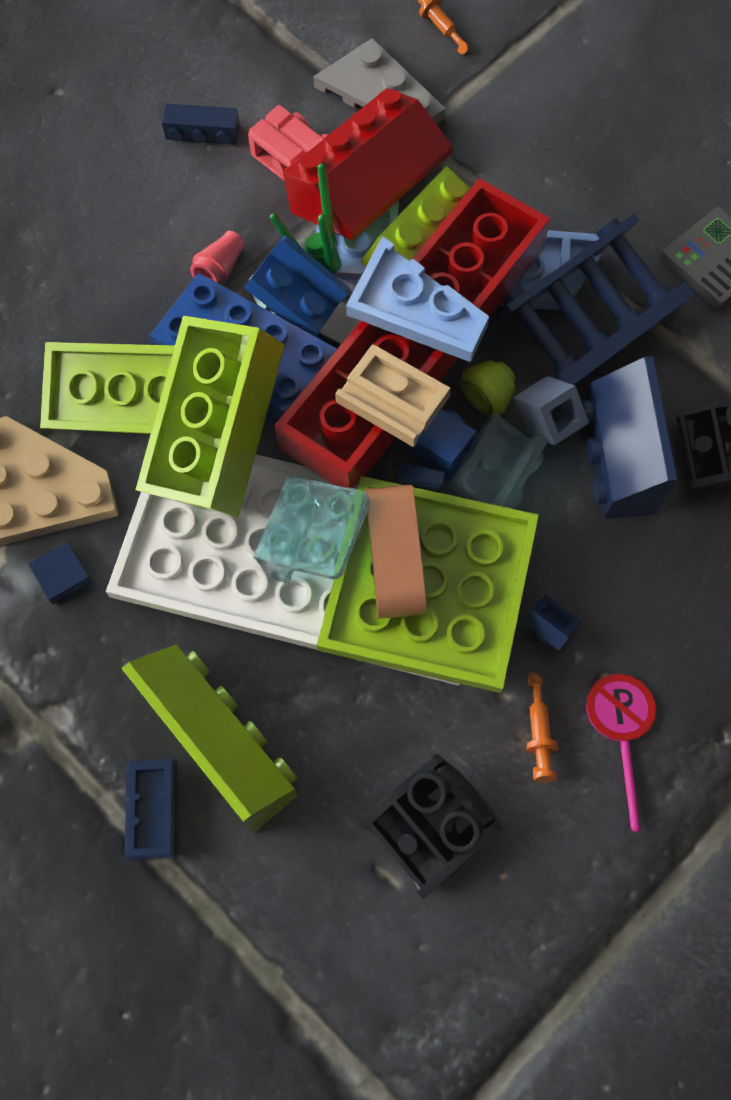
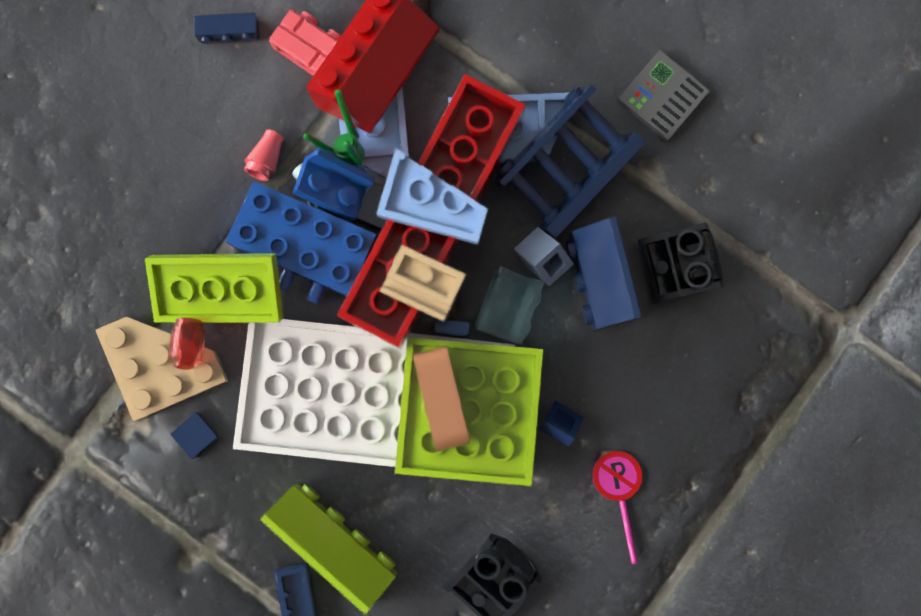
camera: 10 degrees left, 15 degrees up
(74, 449) = (186, 343): none -> clear red brick
(211, 415) = (287, 312): lime slope -> none
(311, 529) = (379, 392): clear light blue bracket -> none
(422, 215) = (422, 110): lime brick -> none
(443, 443) = (470, 292): blue brick -> none
(488, 386) = (496, 240): lime cone -> none
(541, 742) = (562, 503): orange piece -> none

